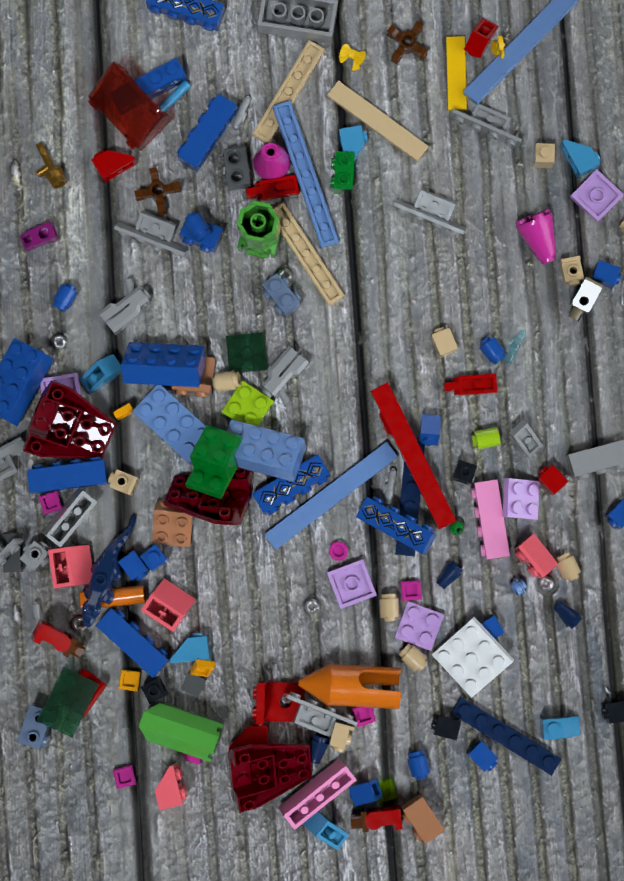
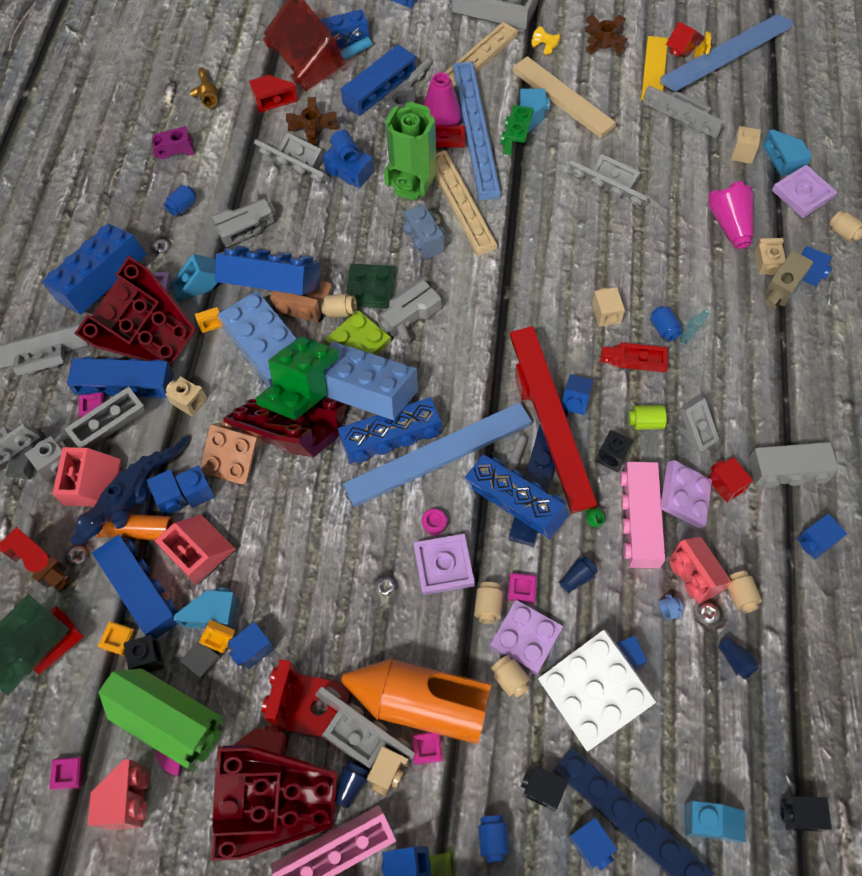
camera: 10 degrees right, 20 degrees down
(227, 670) = (250, 646): none -> blue brick

